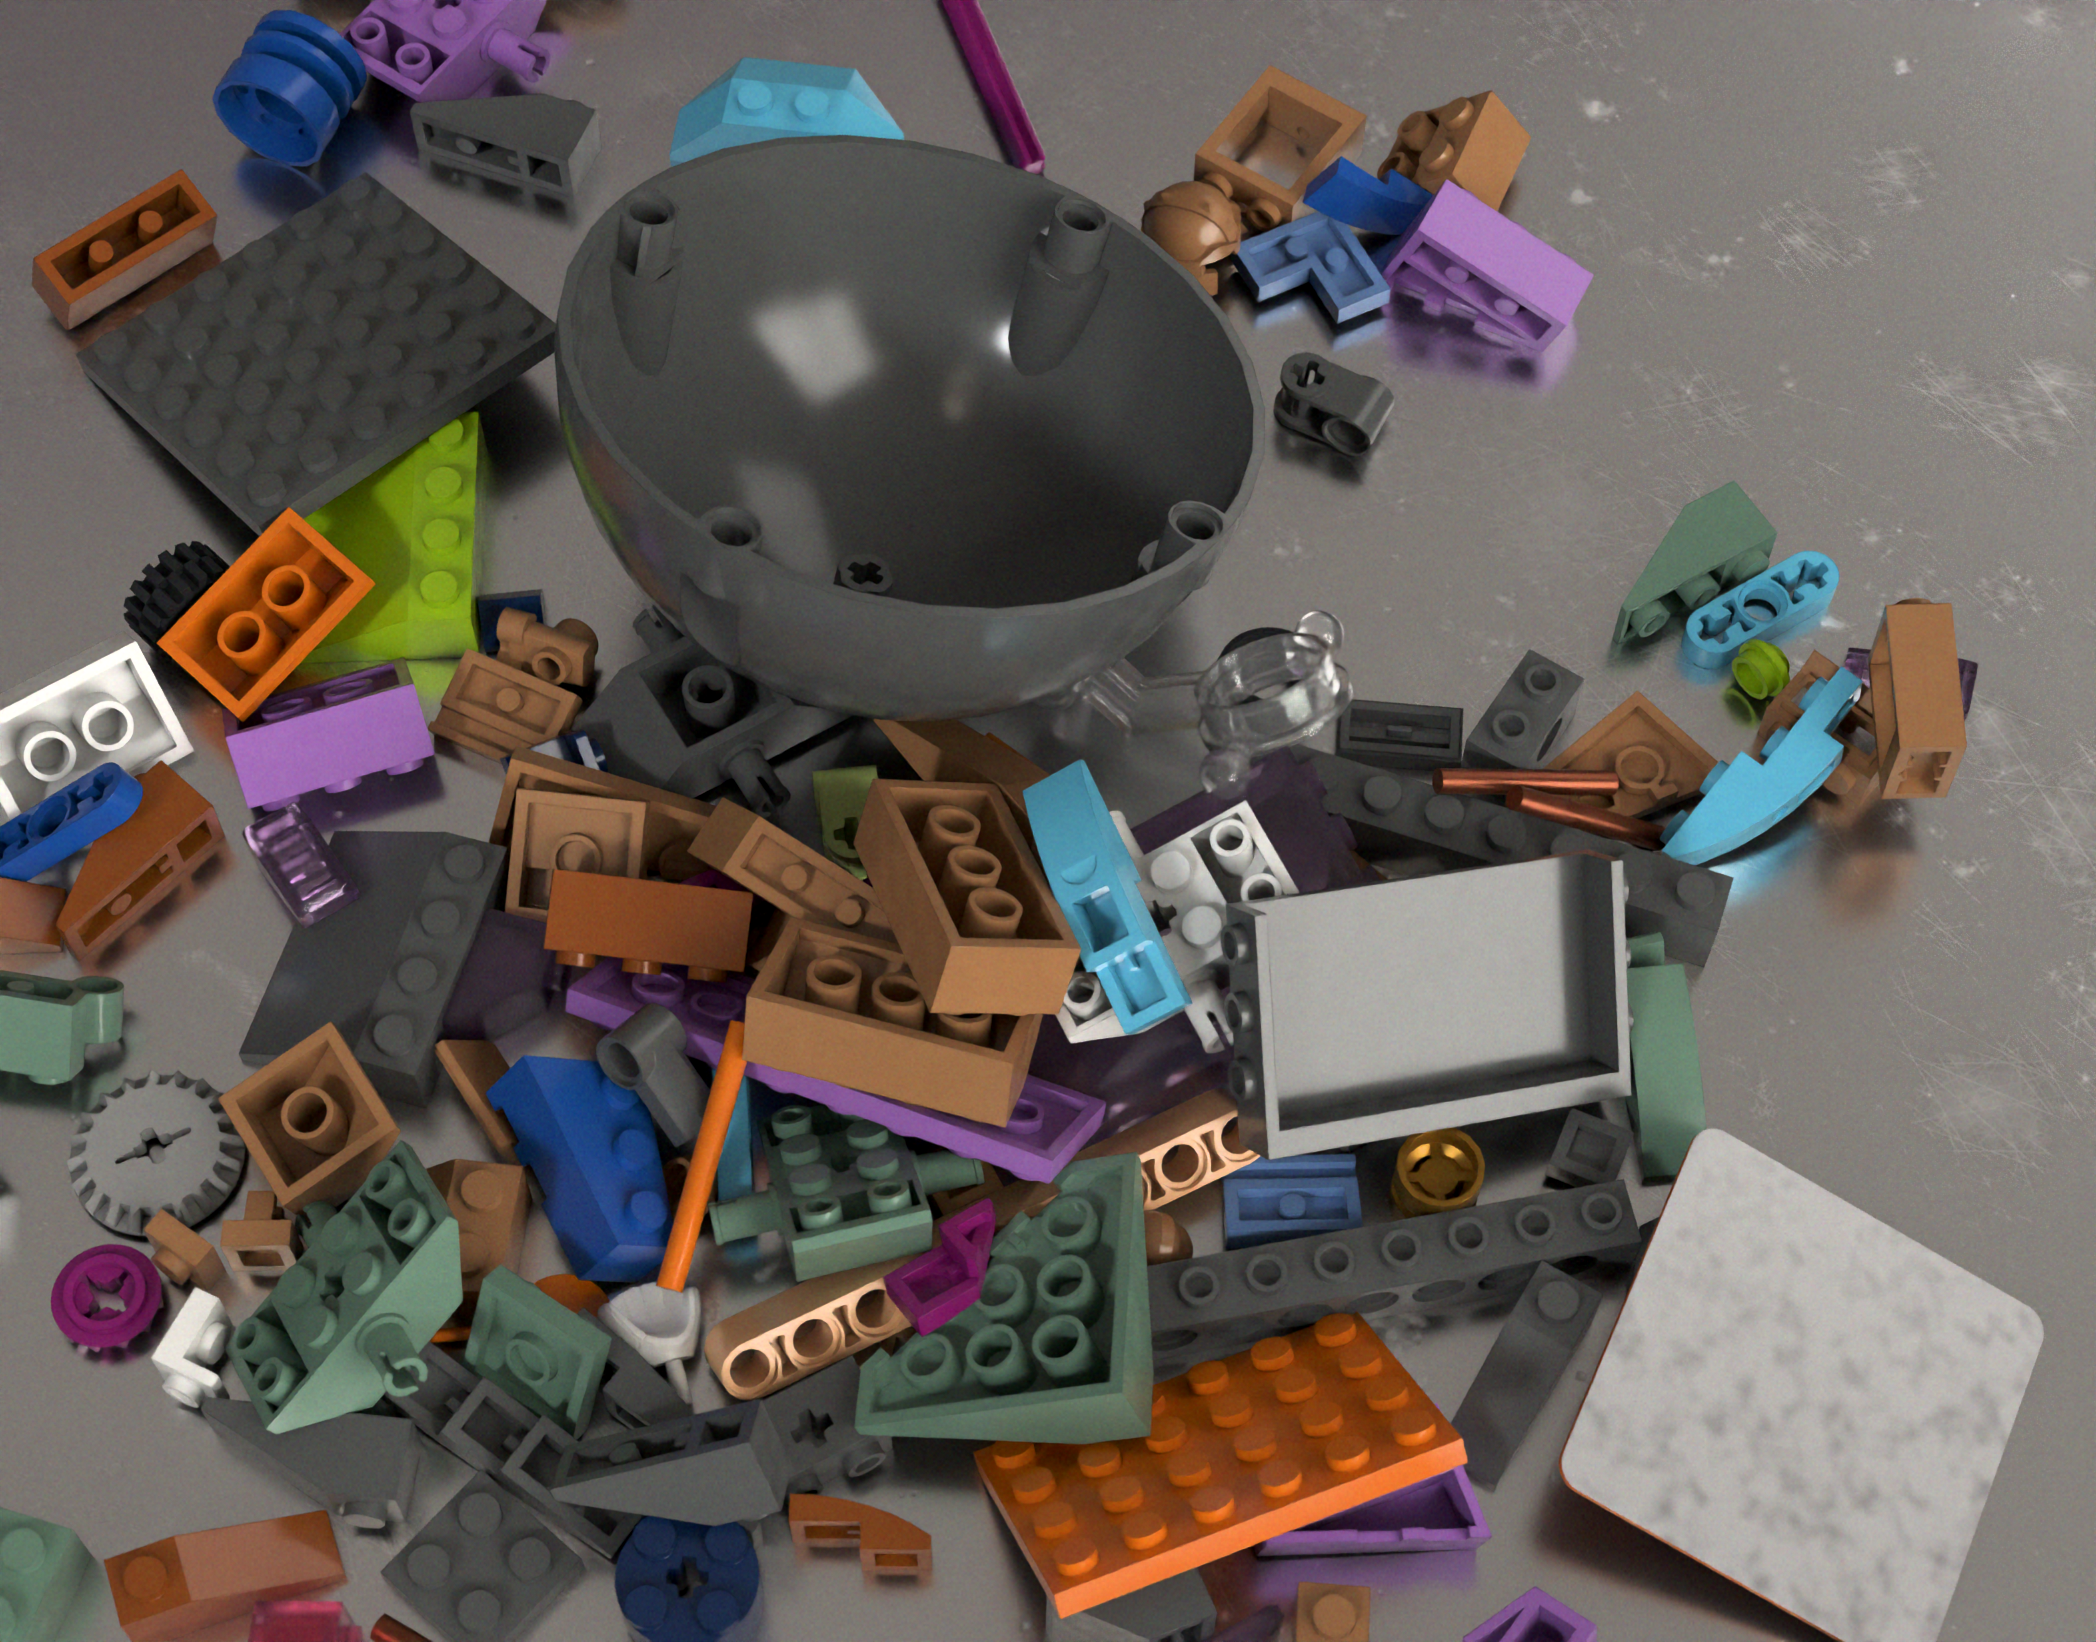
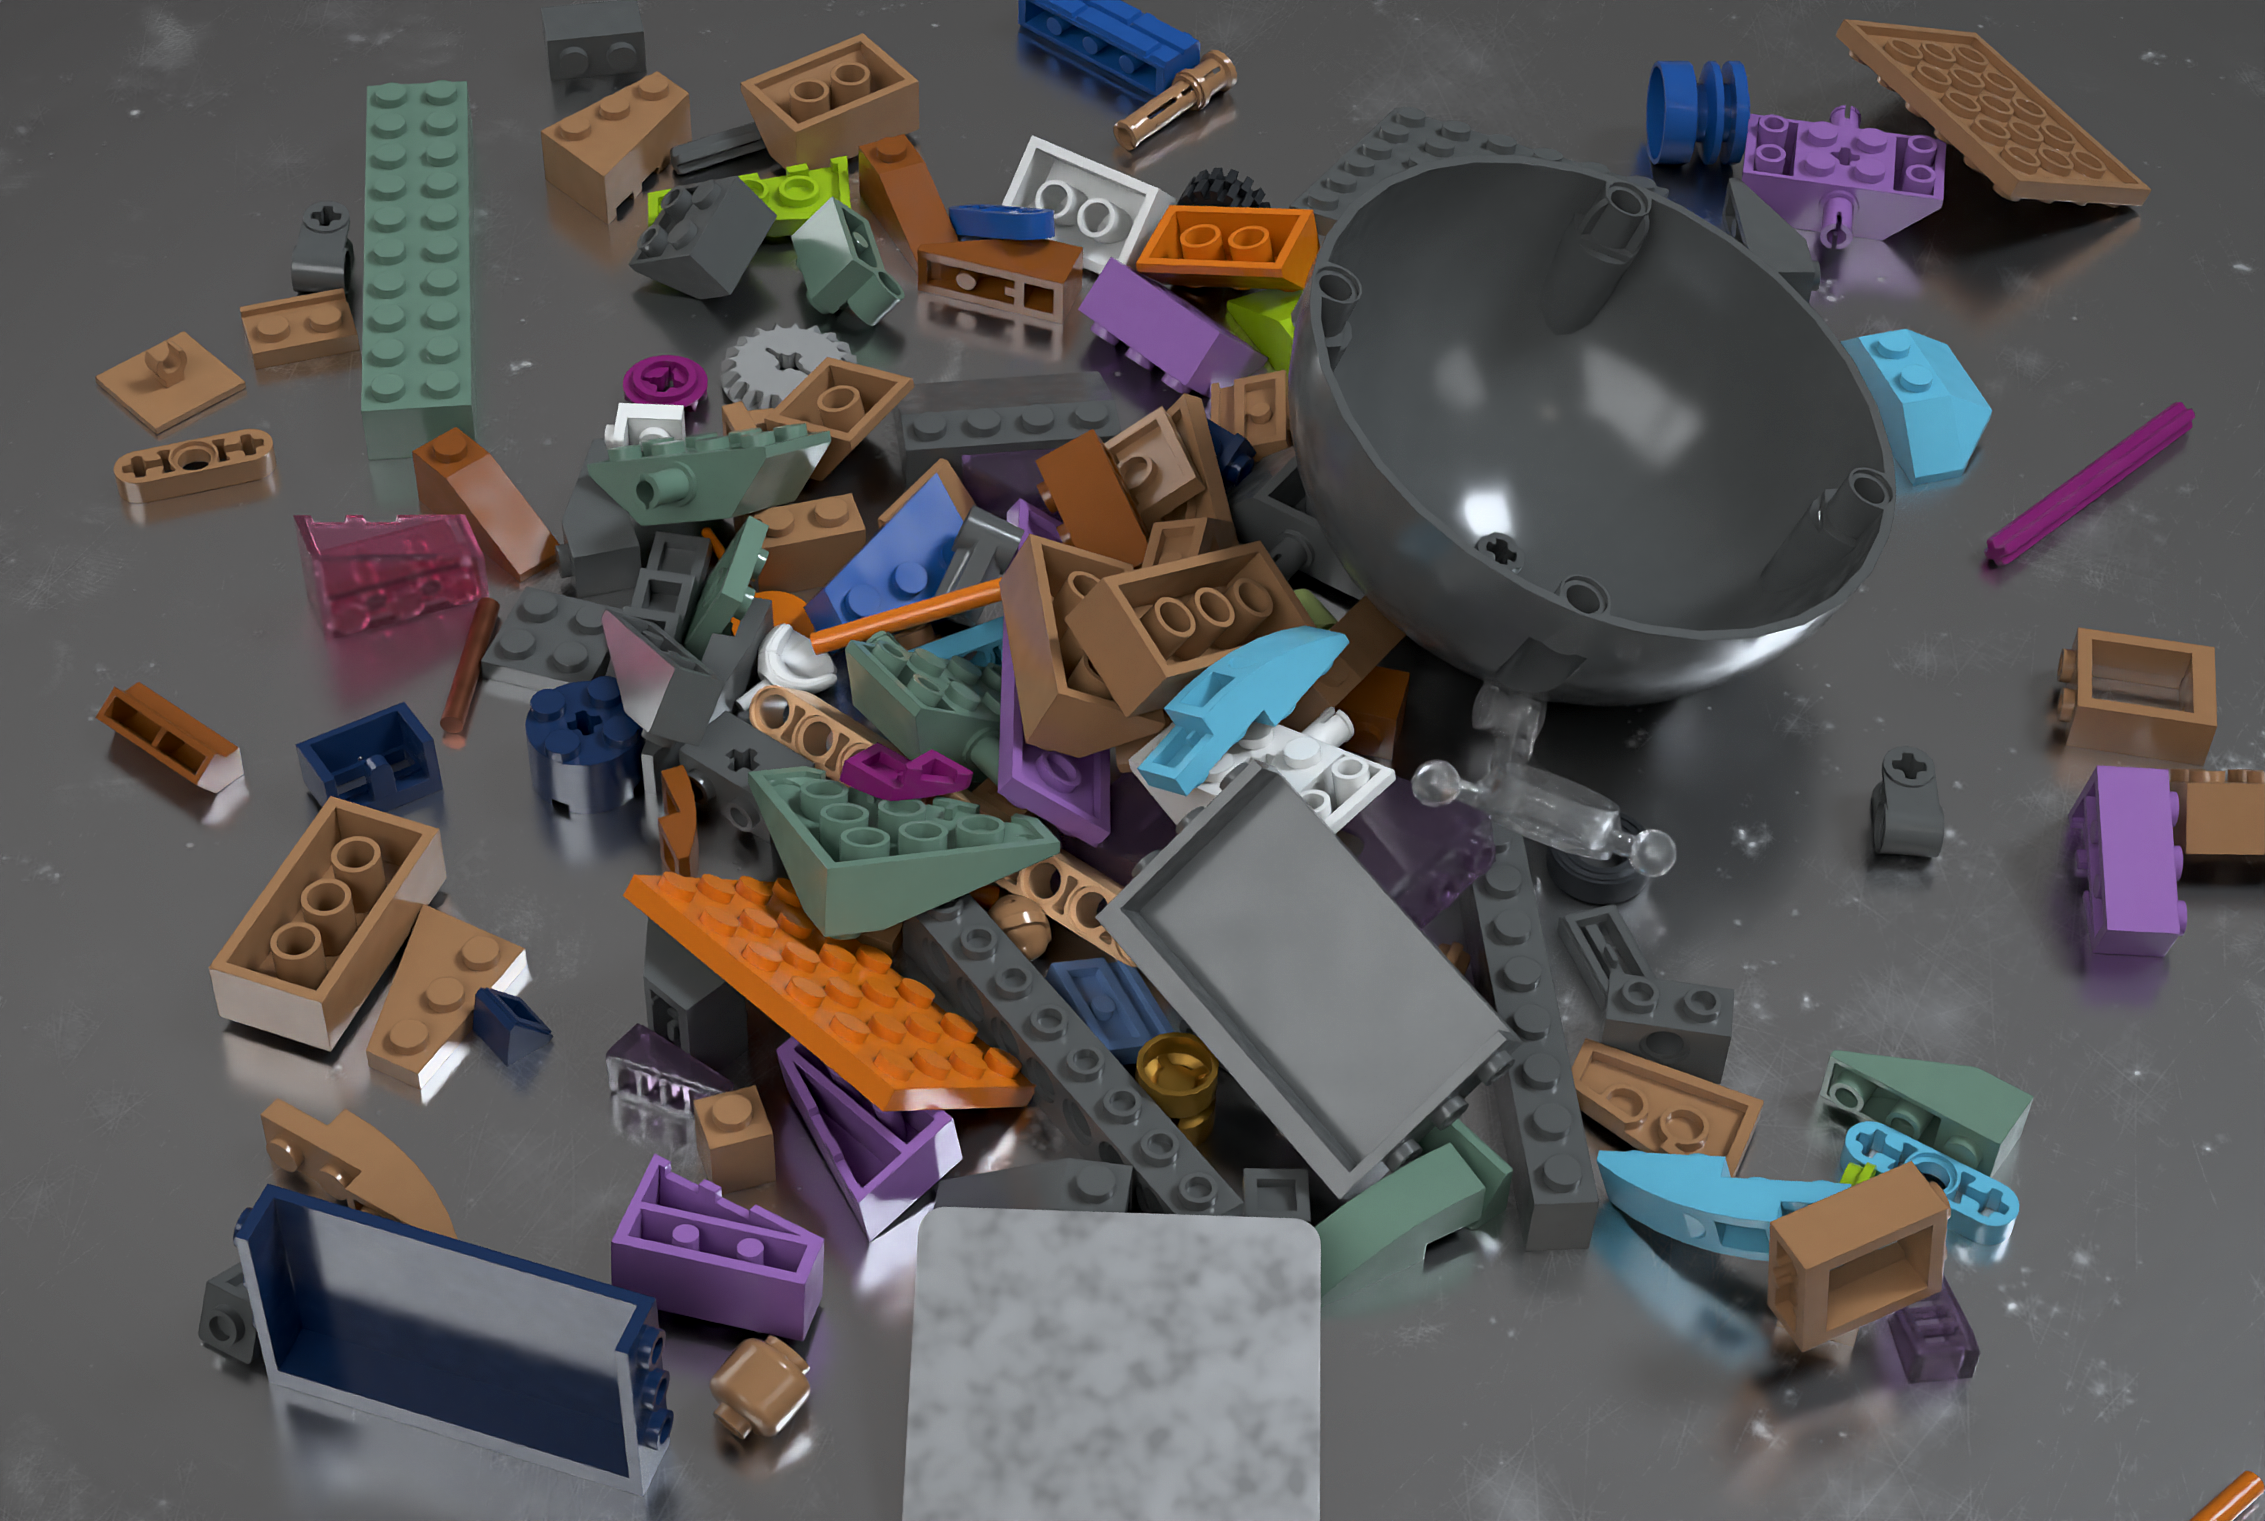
camera: 65 degrees right, 15 degrees down
(123, 250) = (1493, 89): dark orange brick -> none
(183, 1252) = (710, 398): medium nougat plate -> none
(298, 860) = (1051, 350): clear purple slope -> none
(1194, 227) = (2001, 649): medium nougat helmet -> none
(1314, 252) = (2053, 751): medium blue plate -> none
(1364, 201) = (2117, 735): blue slope -> none
(1544, 780) = (1596, 1025): copper bar -> none
(1585, 817) = (1590, 1075): copper bar -> none

